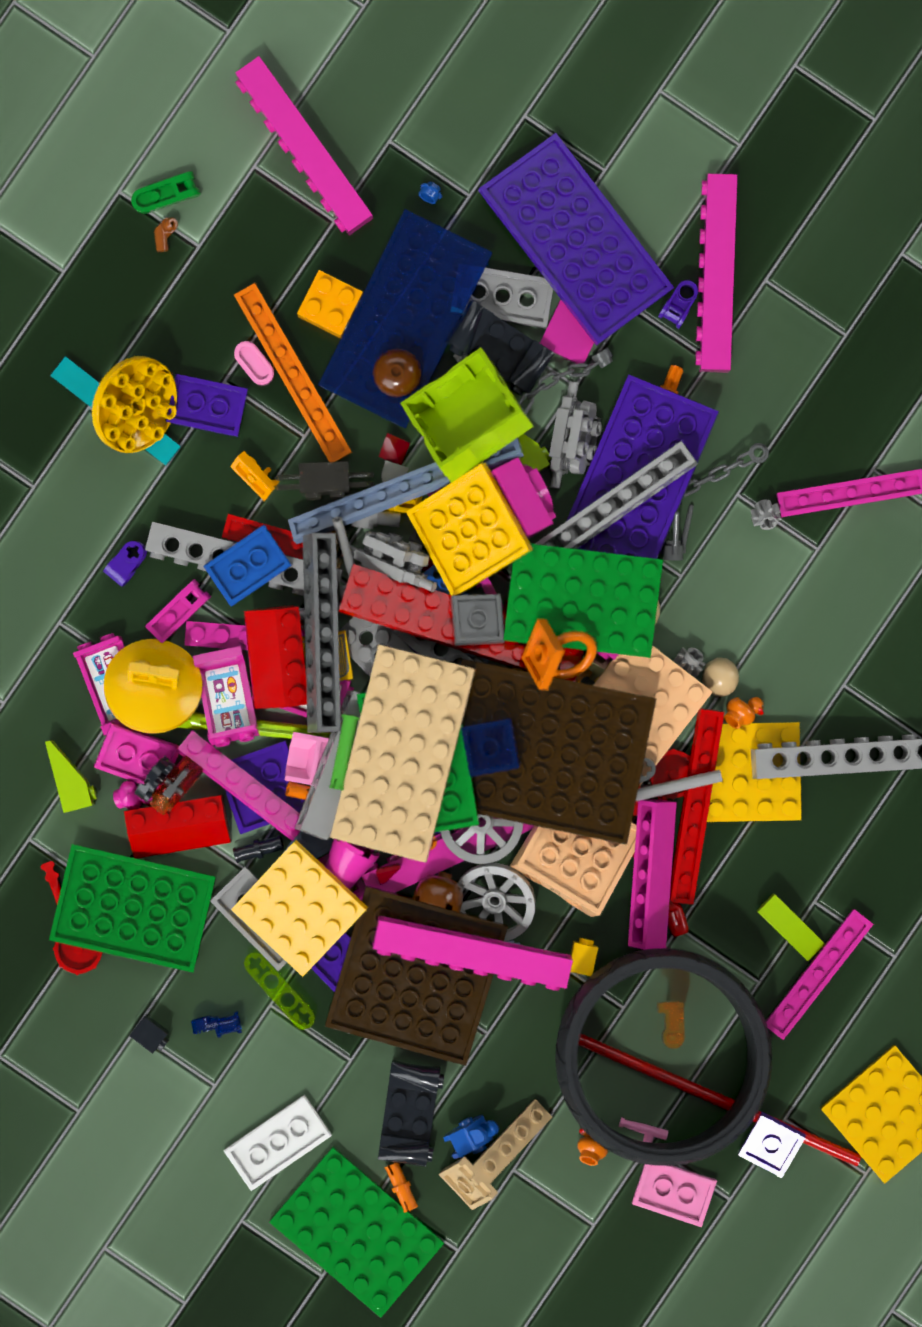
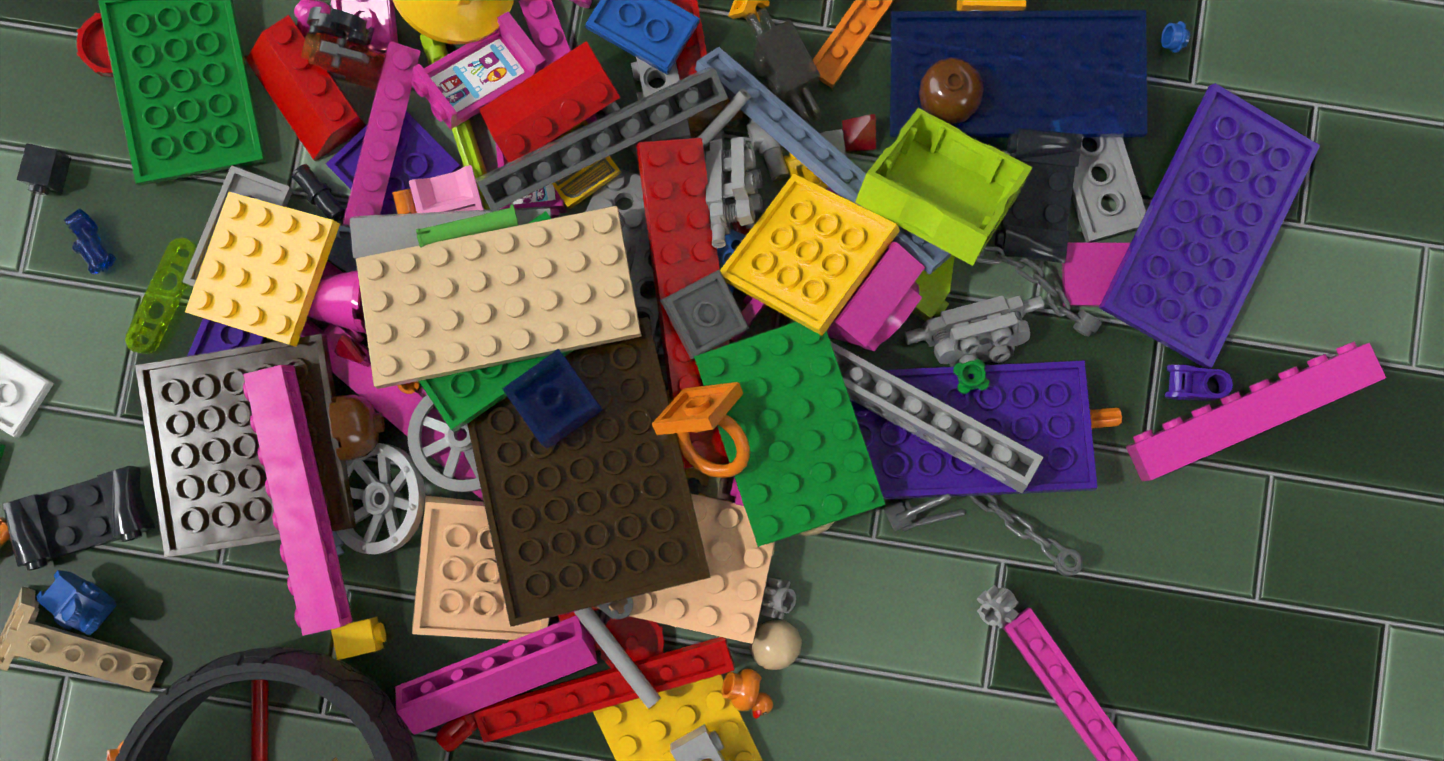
camera: 65 degrees right, 5 degrees down
(596, 460) = (974, 367): none -> green plate

